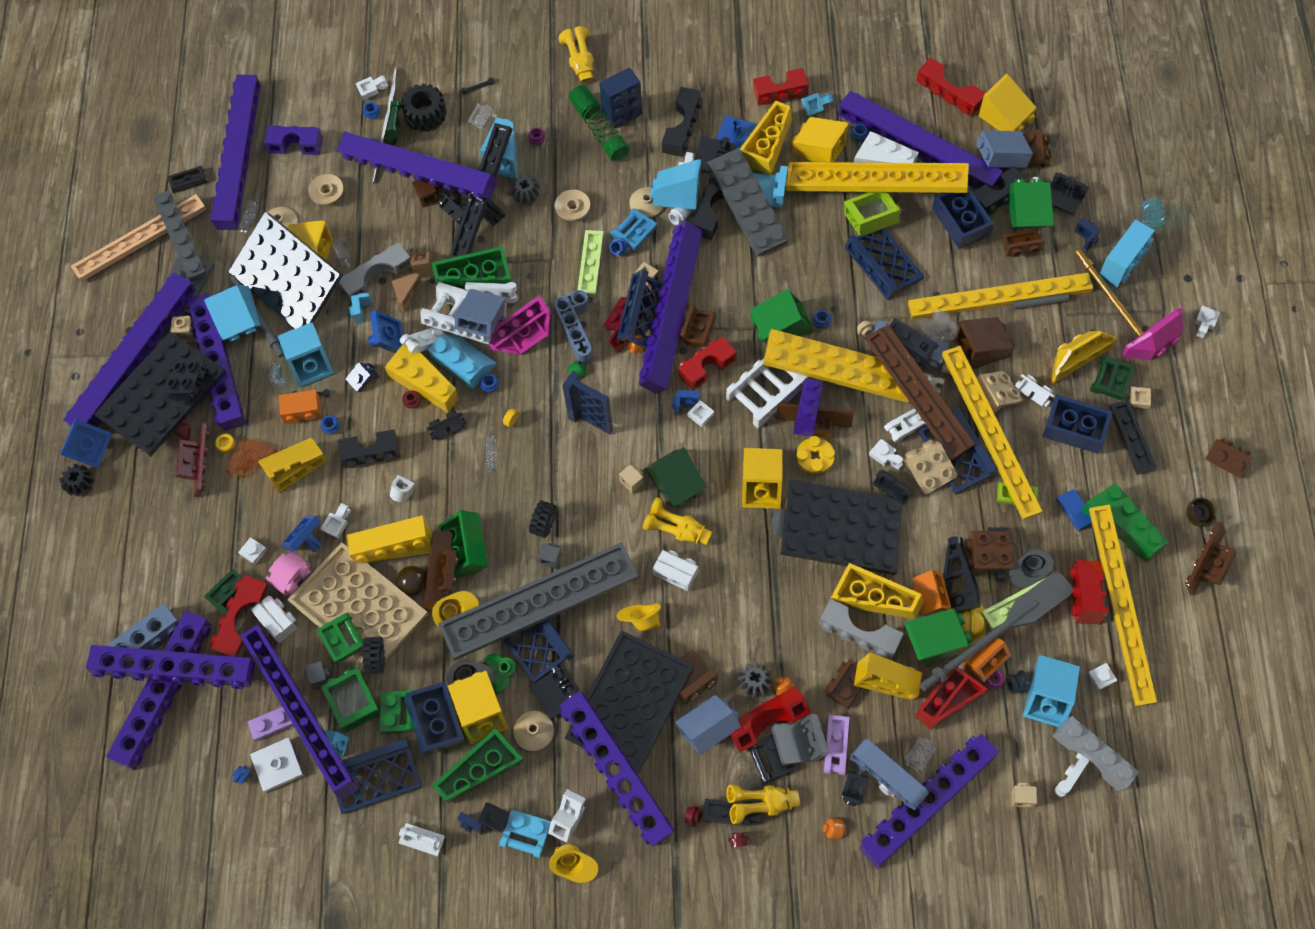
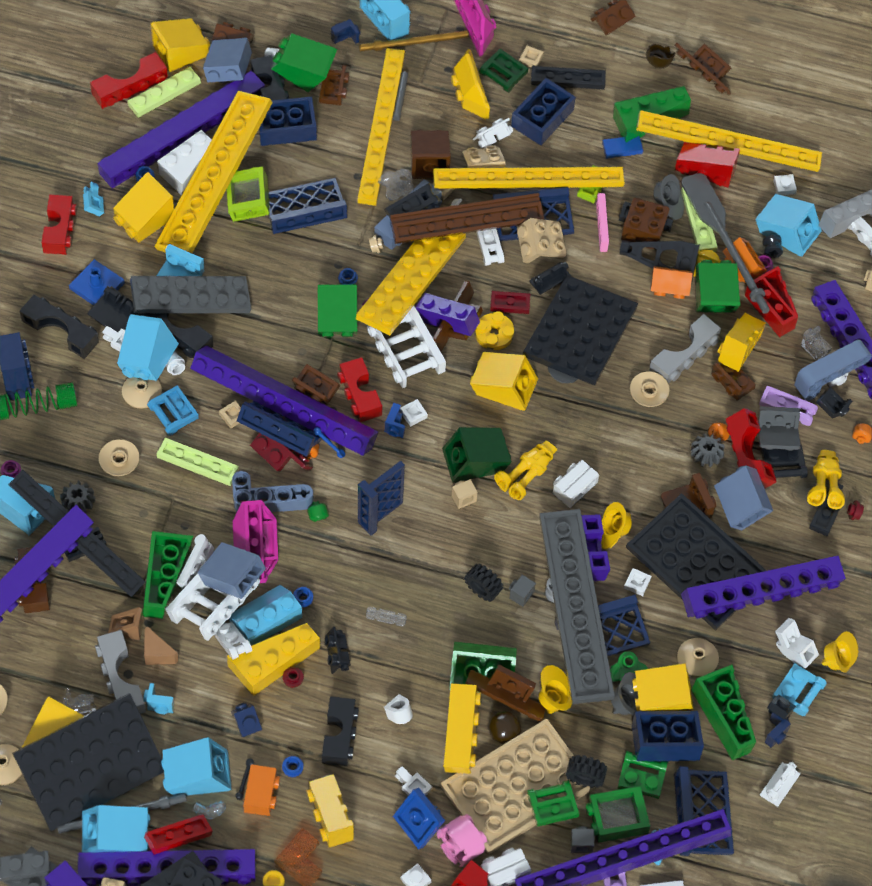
camera: 80 degrees left, 5 degrees down
(243, 357) = (178, 834): none -> red plate
(386, 331) = (208, 678): blue tile -> none
(449, 204) = (78, 570): black hinge -> none
(511, 417) = (353, 585): yellow tile -> none
(555, 690) = (666, 624): black hinge -> none
(591, 654) = (637, 582): none -> white plate
(610, 603) = (598, 558): none -> dark purple arch
(615, 249) = (194, 429): blue plate -> none
(645, 339) = (340, 453): none -> blue hinge
(693, 816) = (822, 540): dark red plate -> none
(767, 139) = (121, 252): yellow wedge -> none
(802, 599) = (649, 382): none -> tan dish
(850, 459) = (510, 302): none -> dark red plate
(876, 594) = (656, 325): yellow wedge -> none
(885, 453) = (514, 274): white plate -> none
(953, 117) = (164, 92): none -> yellowish green plate
(975, 514) = (602, 222): none -> bright pink tile
(1067, 193) = (291, 25): black hinge -> none

